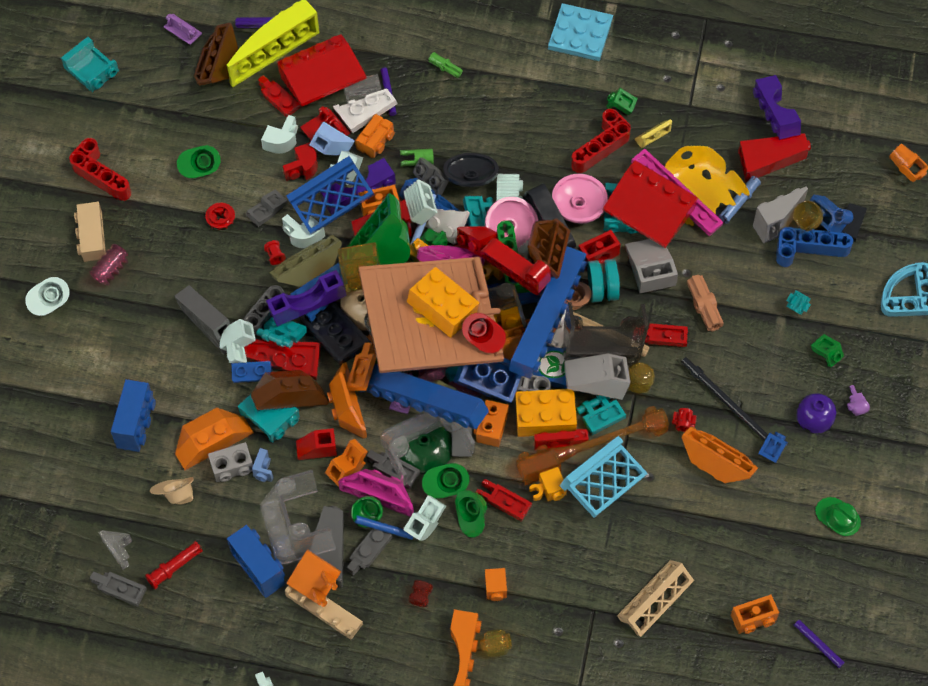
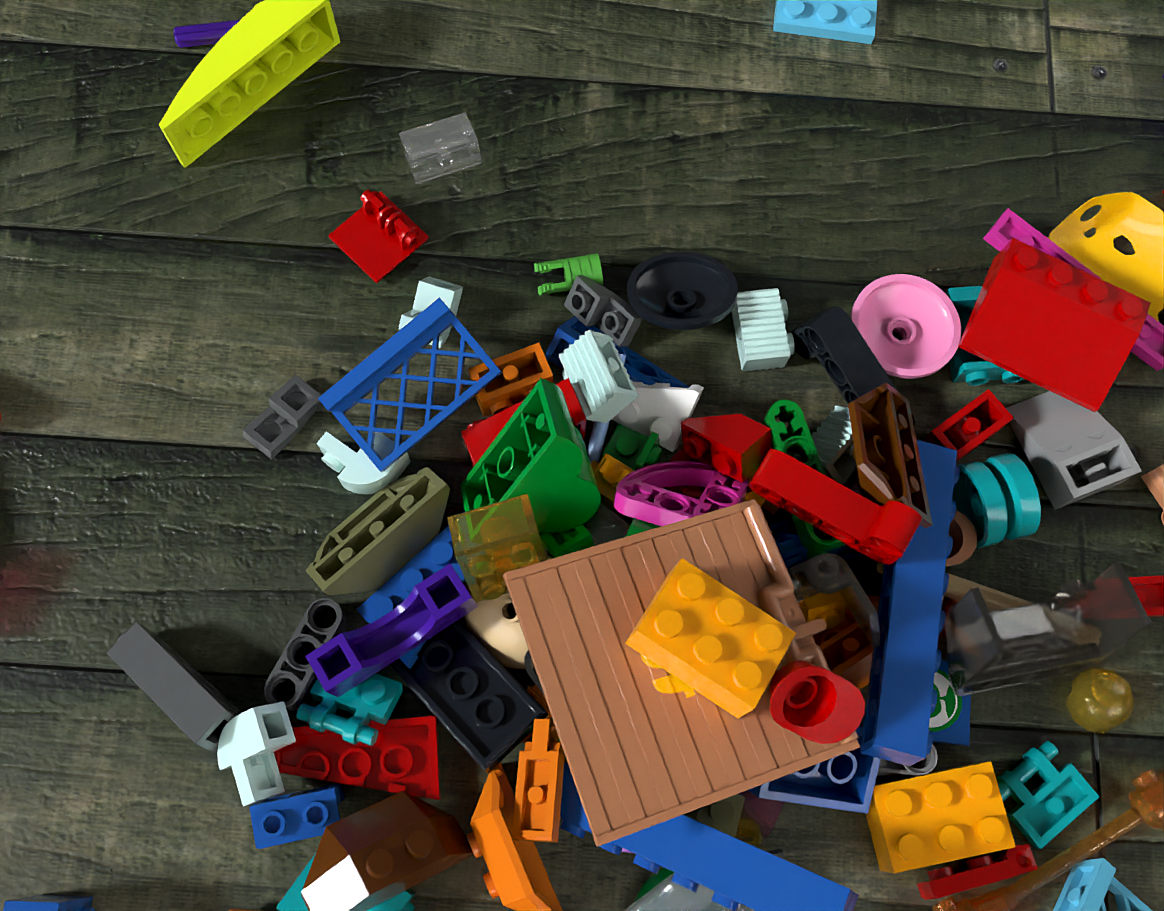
camera: 15 degrees left, 10 degrees up
(181, 29) = (69, 60): medium lavender hinge -> none
(198, 161) = (128, 336): green piece -> none
(216, 55) = (140, 105): reddish brown wedge -> none
(219, 209) = (186, 431): red gear -> none
(274, 252) = (311, 516): red bush -> none
(278, 96) = (277, 178): red hinge -> none
(280, 140) = (292, 268): light aqua brick -> none
(305, 164) = (351, 312): red brick -> none
(321, 70) = (353, 116): red slope -> none
(330, 140) = (393, 260): light blue slope -> none
(360, 112) = (447, 191): white wing -> none
(374, 136) = (479, 238): orange brick -> none
(379, 176) = (502, 326): dark purple arch -> none
(386, 83) = (490, 145): dark purple bar -> none
(445, 65) = (590, 80): bright green axle -> none
(477, 209) = (706, 368): teal plate -> none
(493, 425) = (830, 846): orange brick -> none
(517, 212) = (790, 374): bright pink dish -> none
(583, 157) = (933, 185): red beam -> none
(598, 375) = (1034, 722): light grey slope -> none
(621, 100) = (935, 116): green bracket -> none
(654, 133) = (1005, 172): light yellow slope -> none

